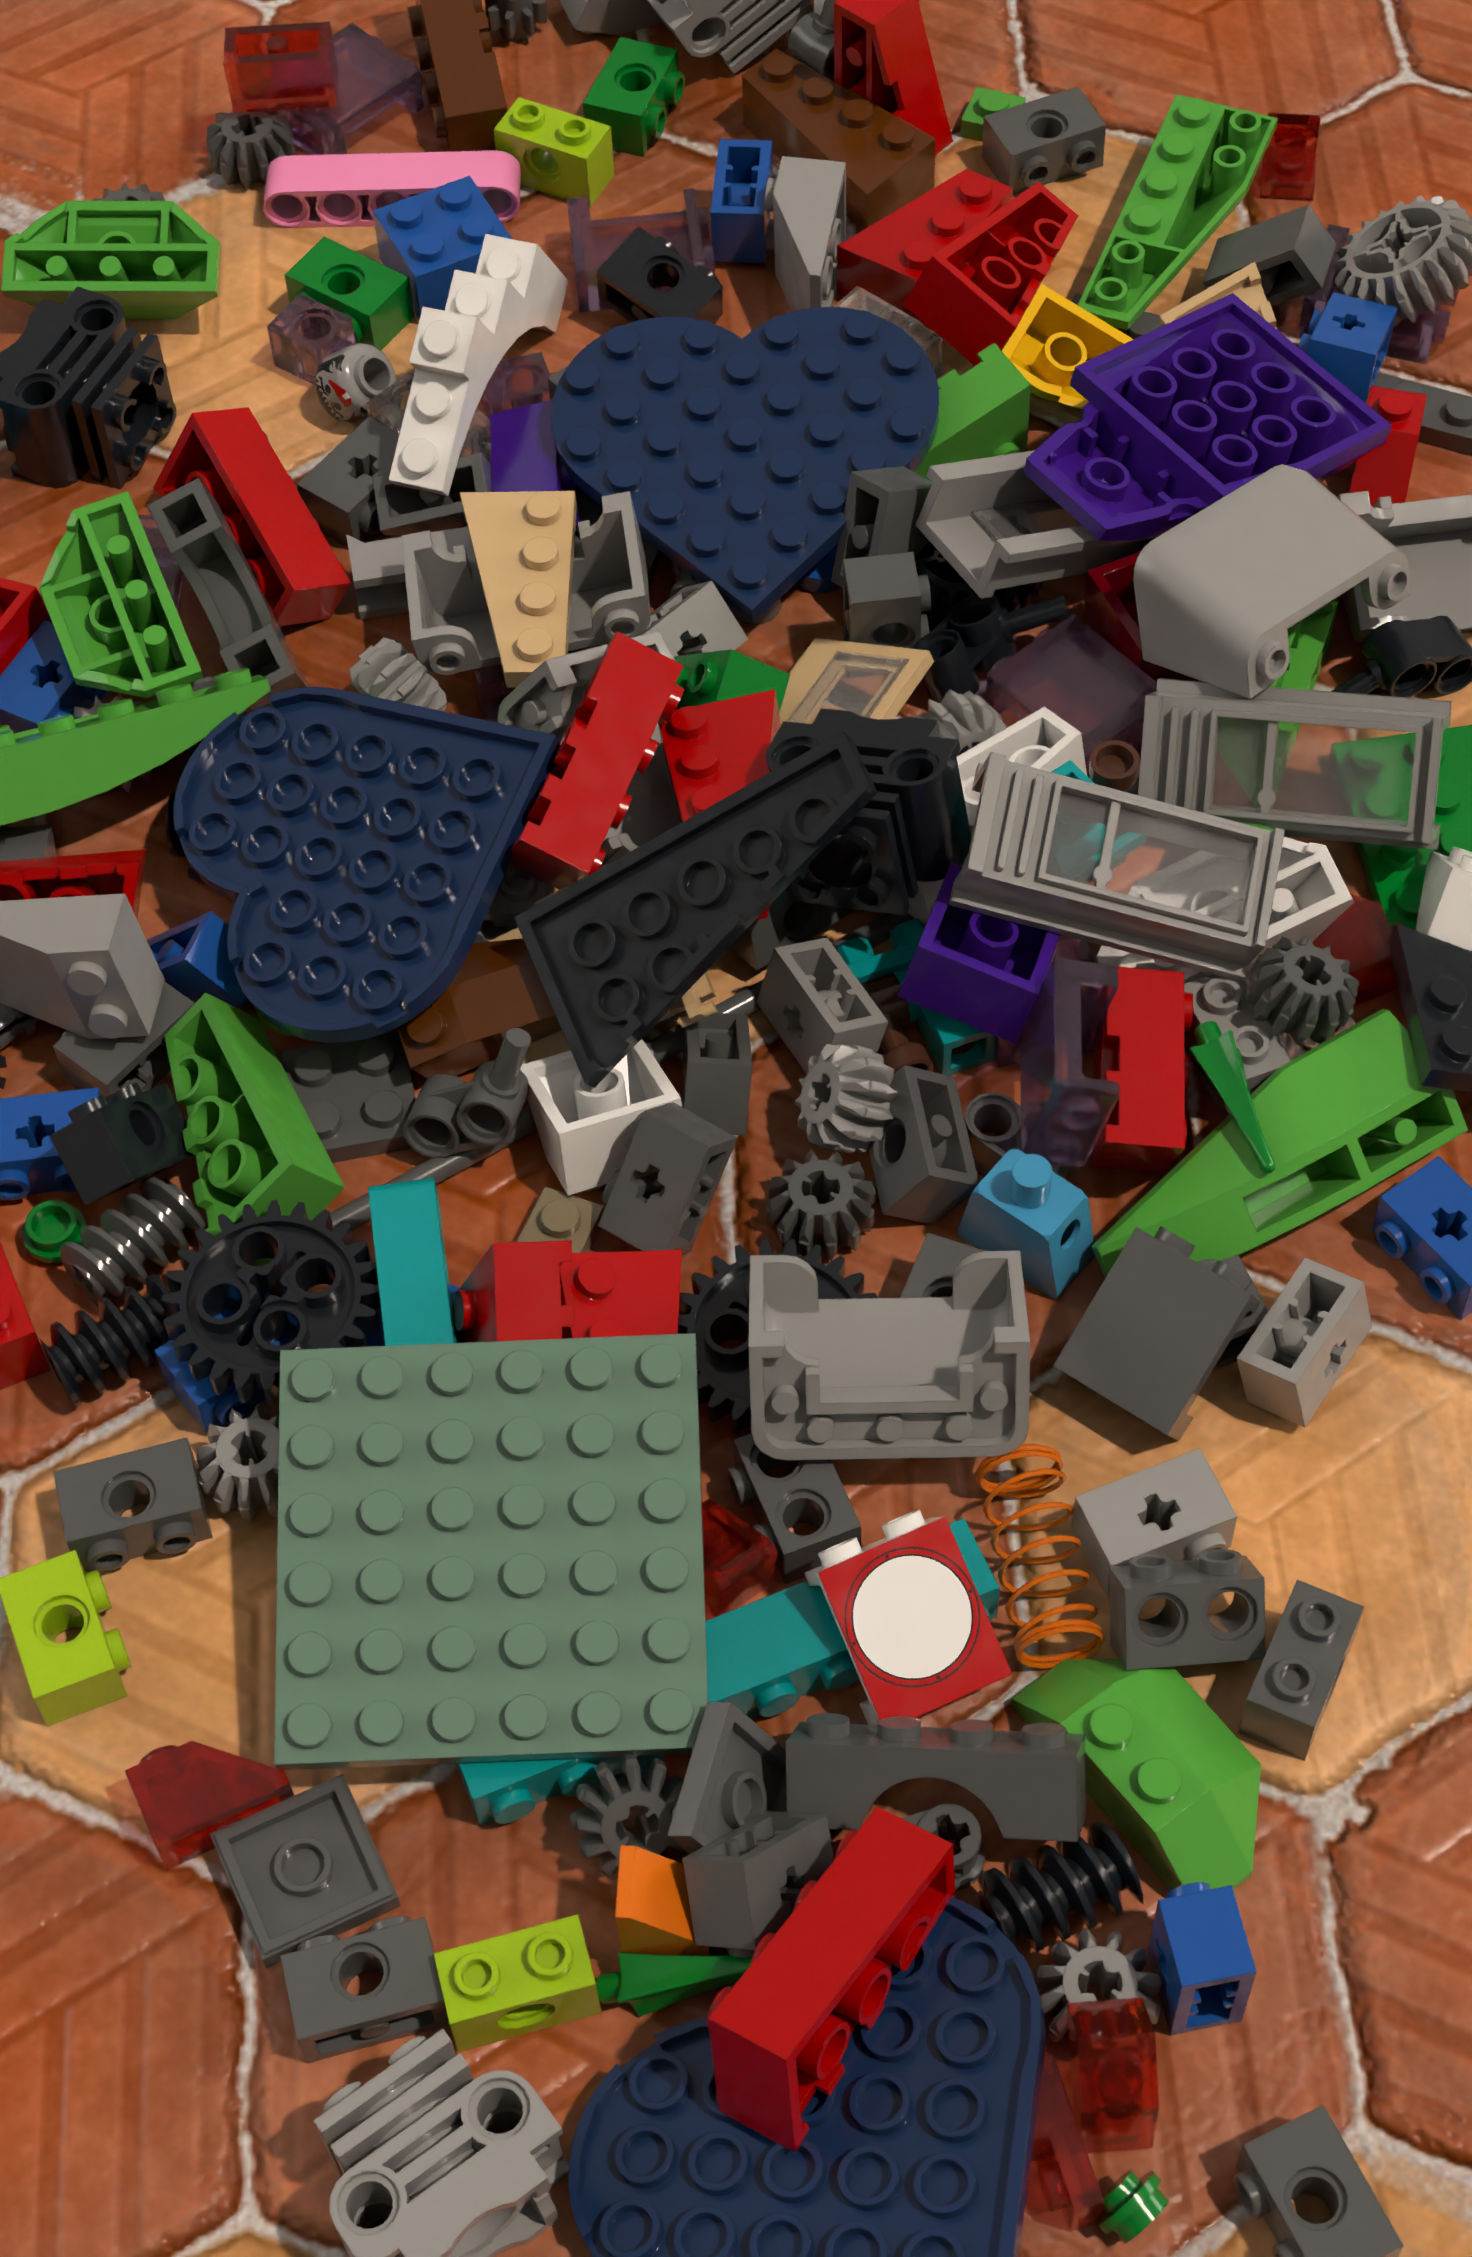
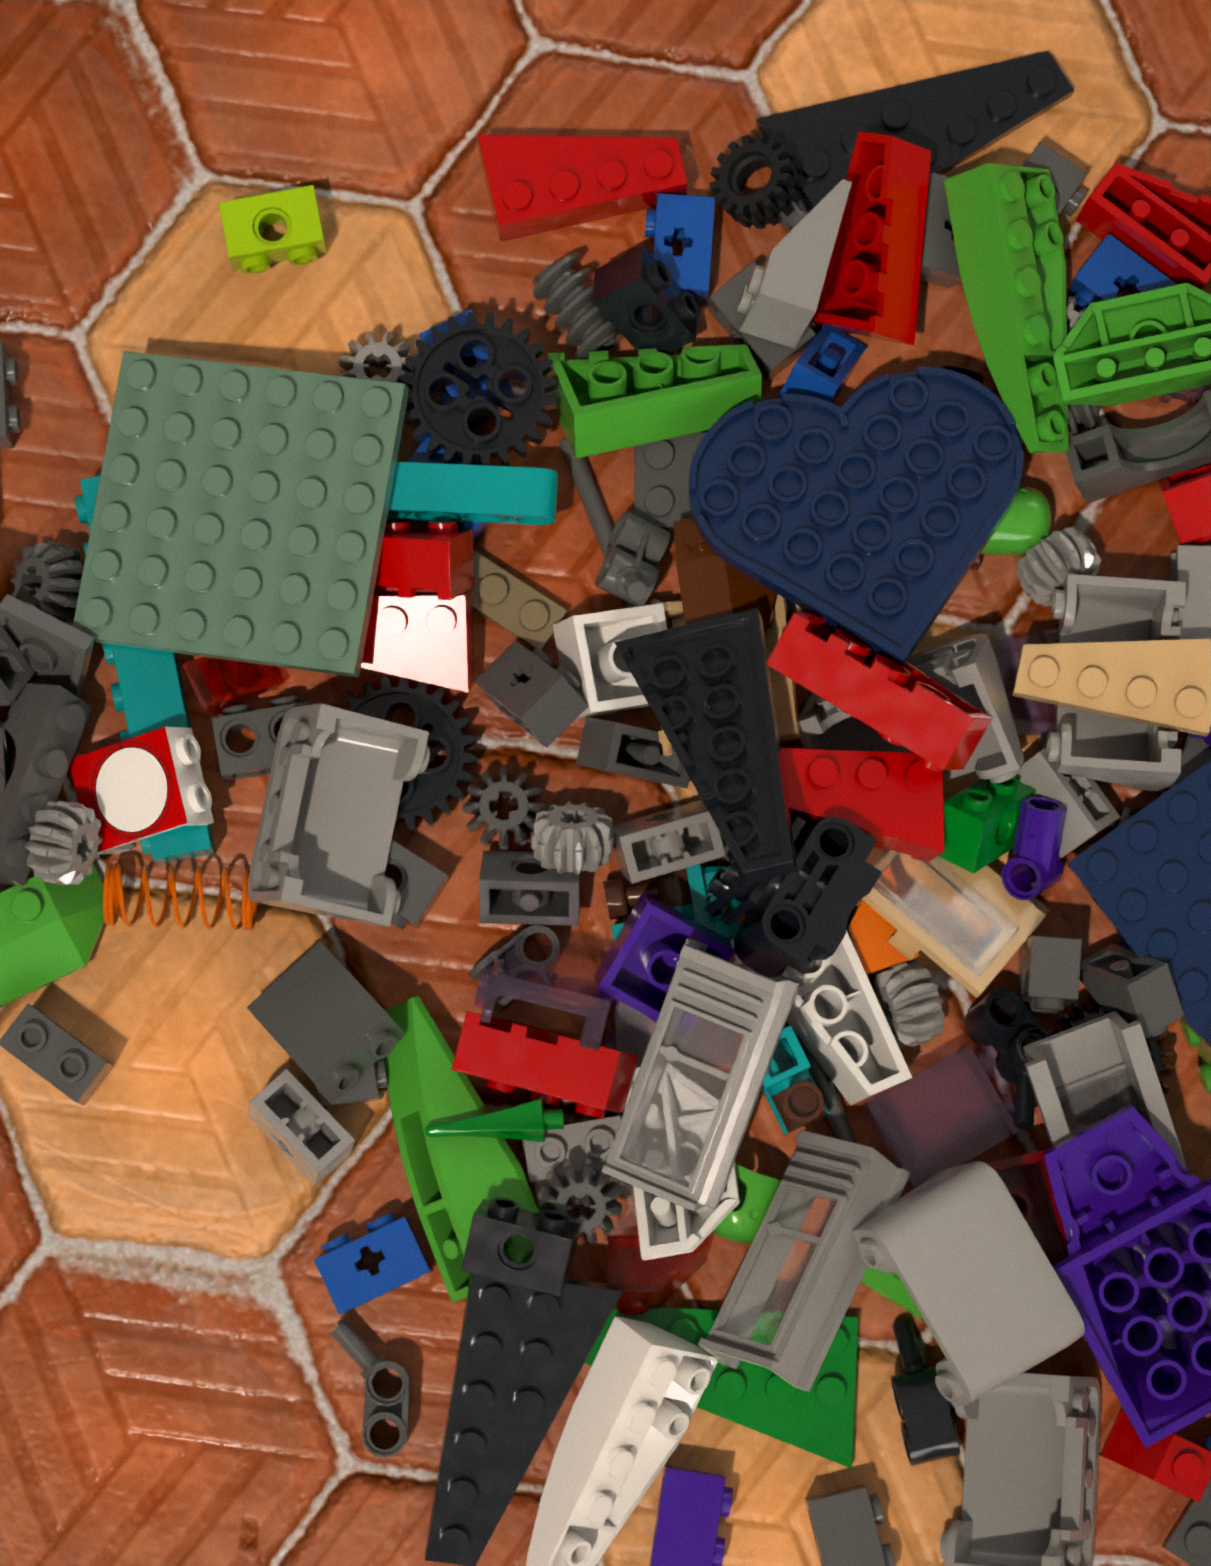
camera: 95 degrees right, 25 degrees up
(50, 1227) = (605, 247): green plate -> none
(100, 1491) = (367, 257): dark grey brick -> none
(110, 1340) = (493, 280): black piece -> none
(197, 1791) = (135, 303): clear red slope -> none
(305, 1869) = (70, 368): dark grey plate -> none
(716, 631) = (1035, 846): none -> dark purple piece
(1011, 1684) = (63, 842): none -> light grey gear
(1035, 1212) = (447, 954): dark azure torso -> none
(1157, 1511) = (199, 957): light grey brick -> none
(1184, 1628) = (109, 985): dark grey brick -> none
(1385, 1015) = (494, 1255): none -> black brick

